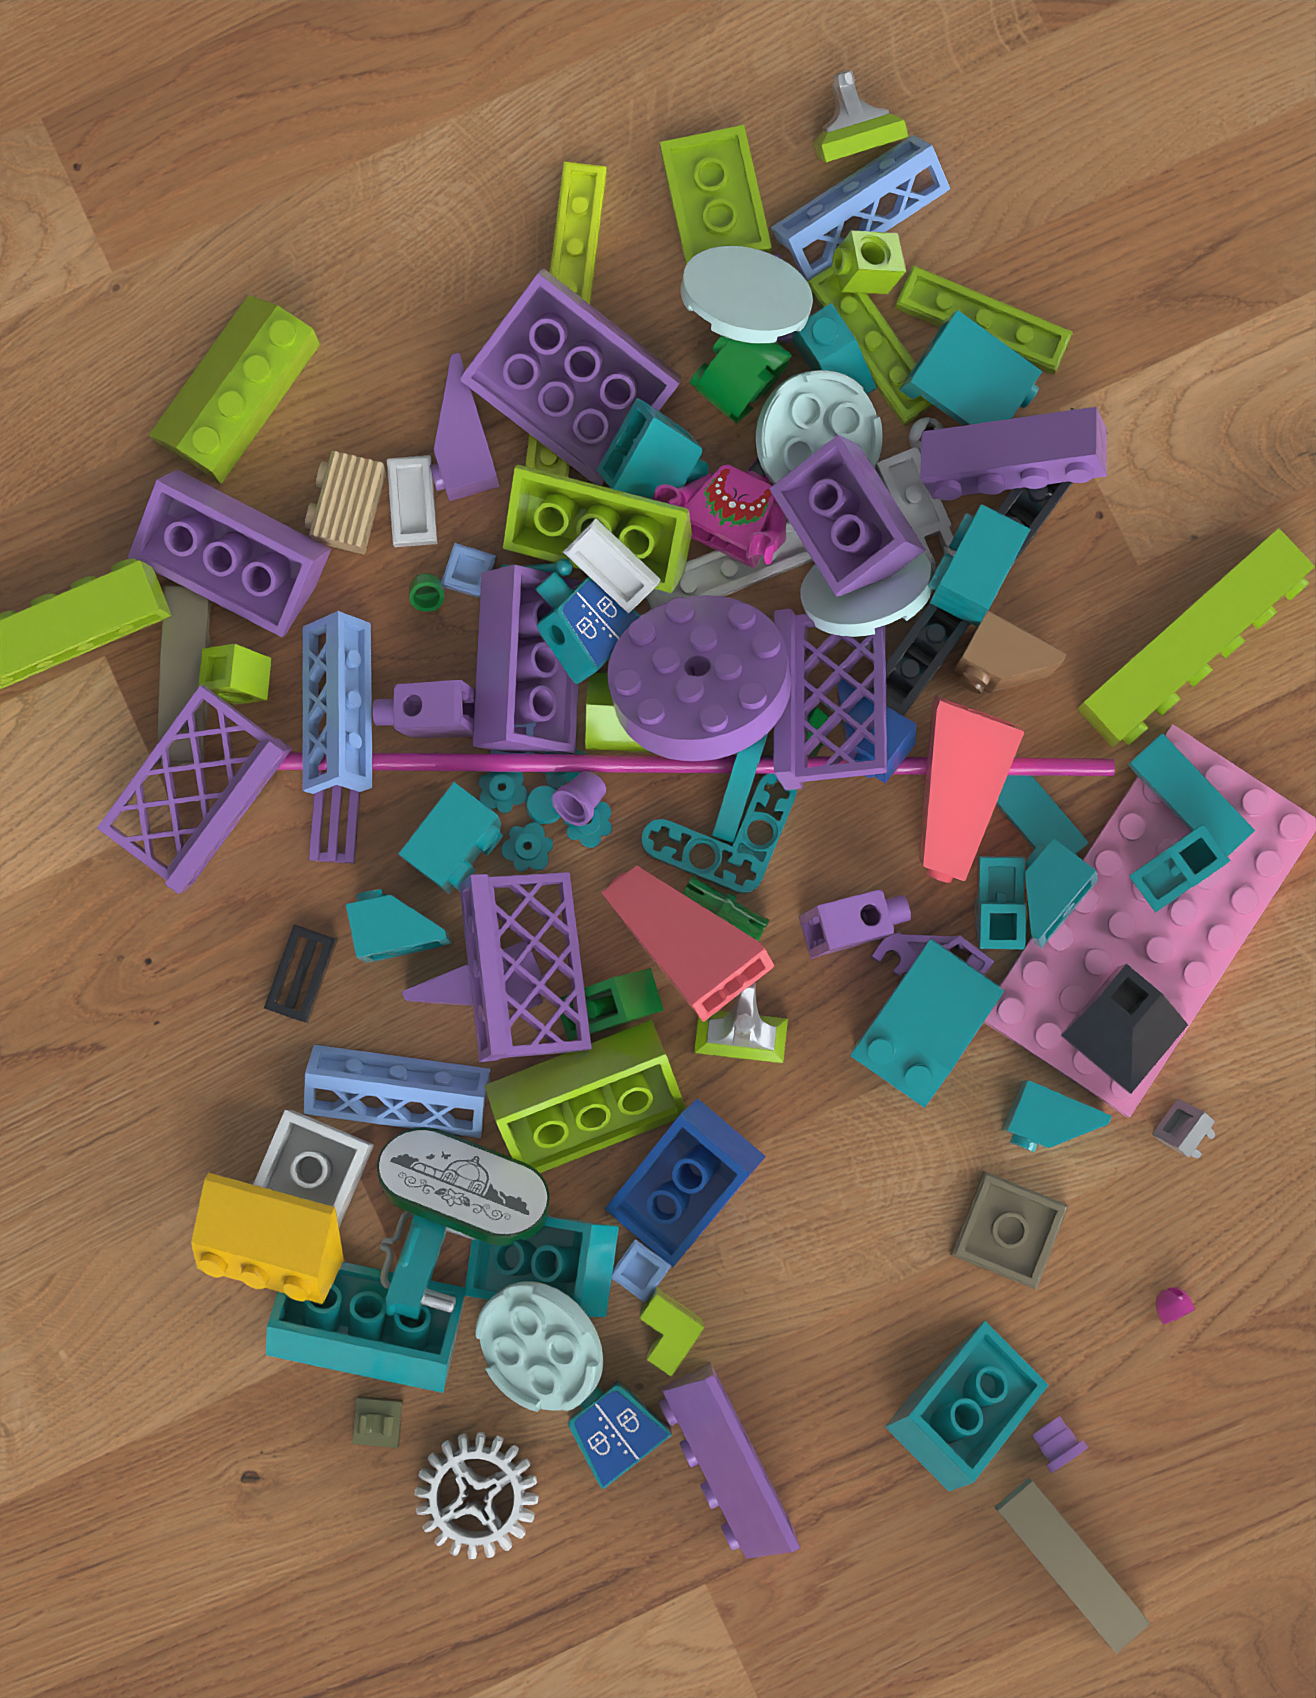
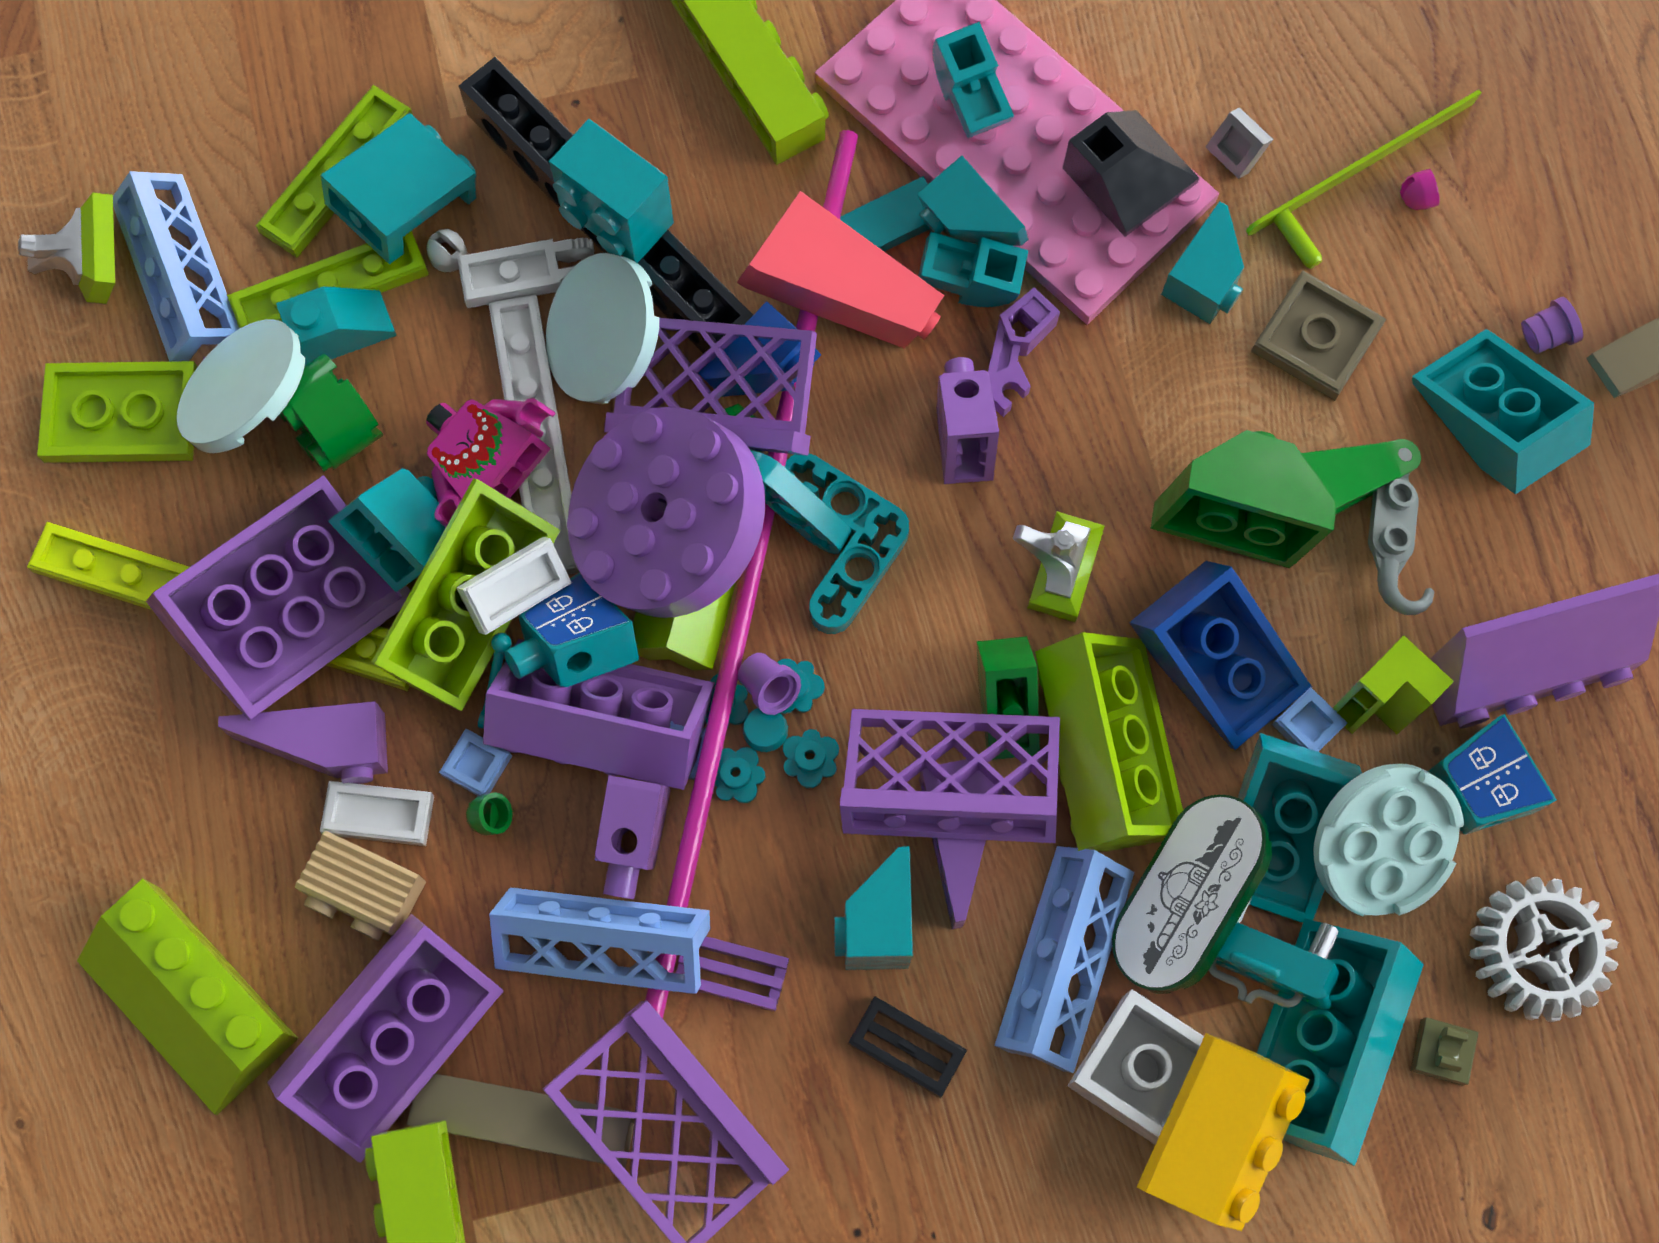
camera: 80 degrees left, 10 degrees down
(235, 673) = (534, 1053): lime brick -> none
(452, 839) = (789, 828): teal brick -> none
(691, 945) = (958, 589): coral slope -> none
(726, 908) = (924, 555): green pin -> none
(808, 414) = (420, 351): light aqua tile -> none
(828, 1216) = (1280, 503): none -> green slope
(846, 517) = (521, 326): medium lavender slope -> none
(869, 262) = (240, 262): lime brick -> none
(927, 1023) = (1090, 365): teal slope -> none
(1004, 657) = (708, 208): medium nougat slope -> none
(1014, 454) = (495, 144): medium lavender brick -> none
(1115, 1186) = (1287, 222): none -> lime piece
(1189, 794) = (889, 66): teal tile -> none

